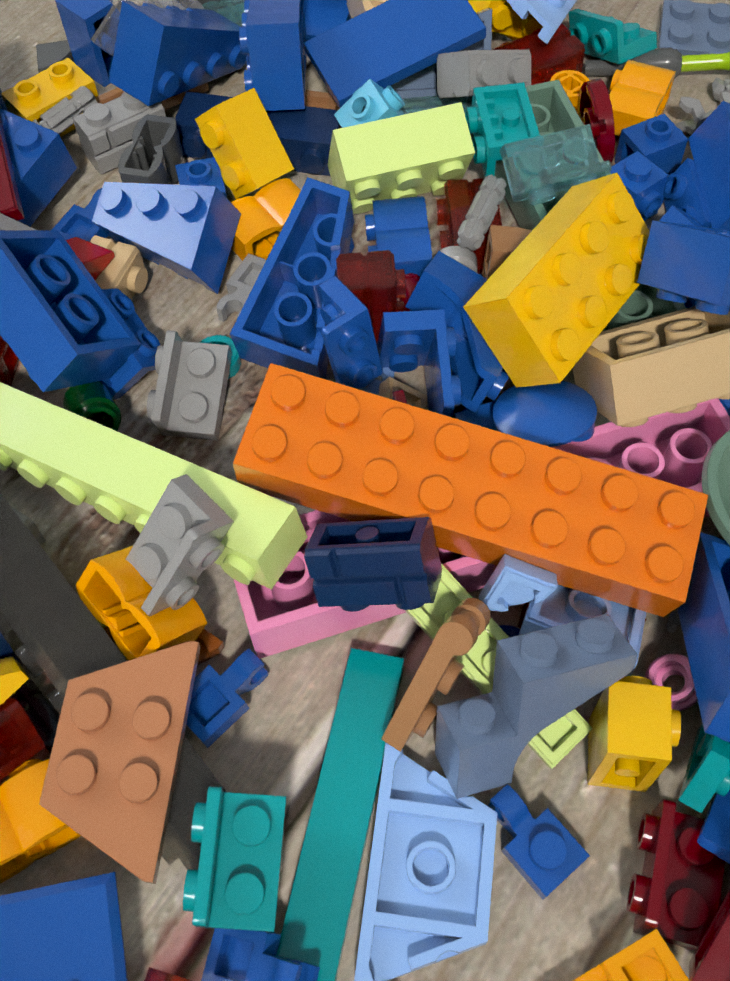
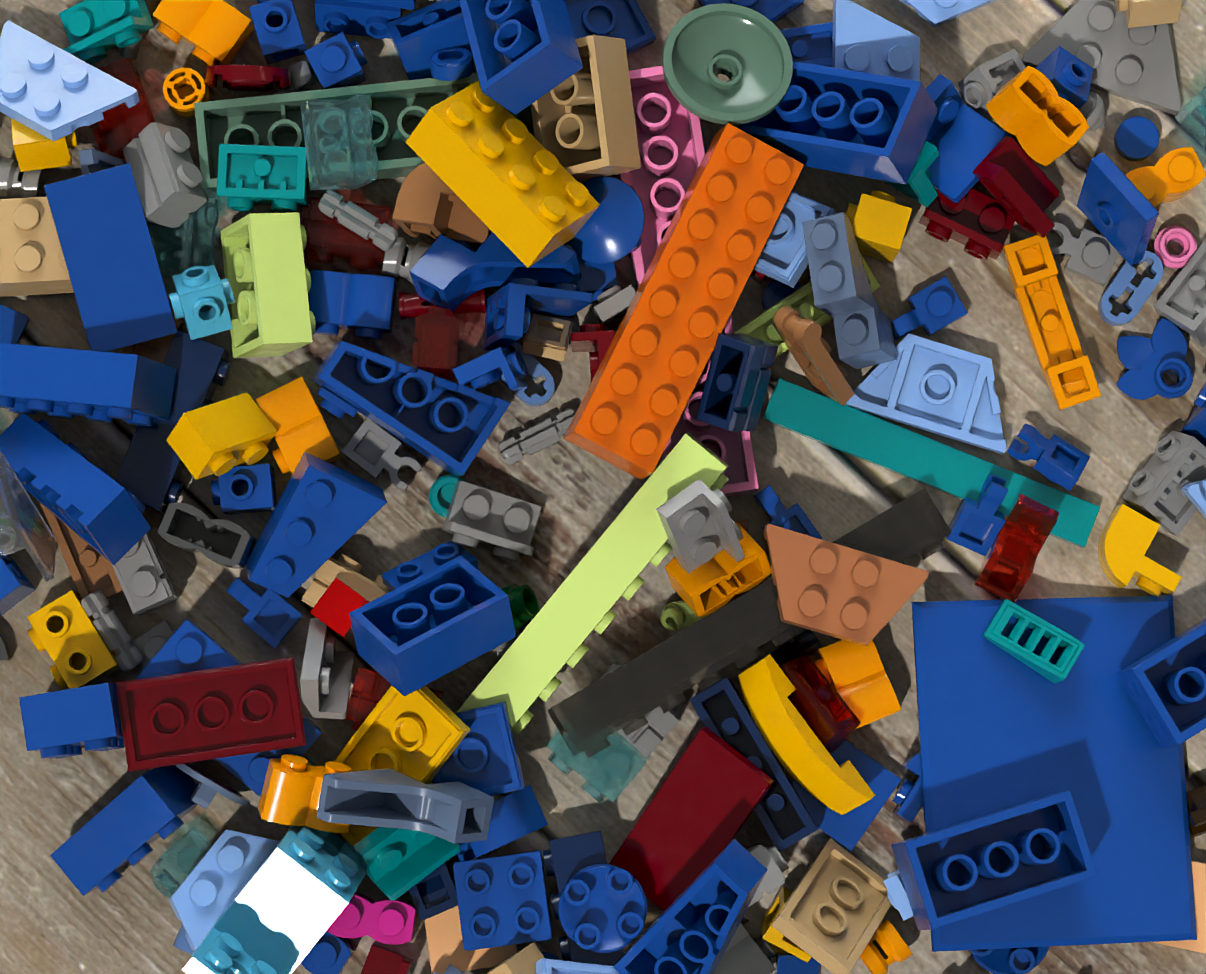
camera: 85 degrees left, 25 degrees up
(237, 861) = (921, 513): teal bracket -> none
(516, 584) = (759, 282): light blue tile -> none
(670, 665) = (833, 192): bright pink plate -> none

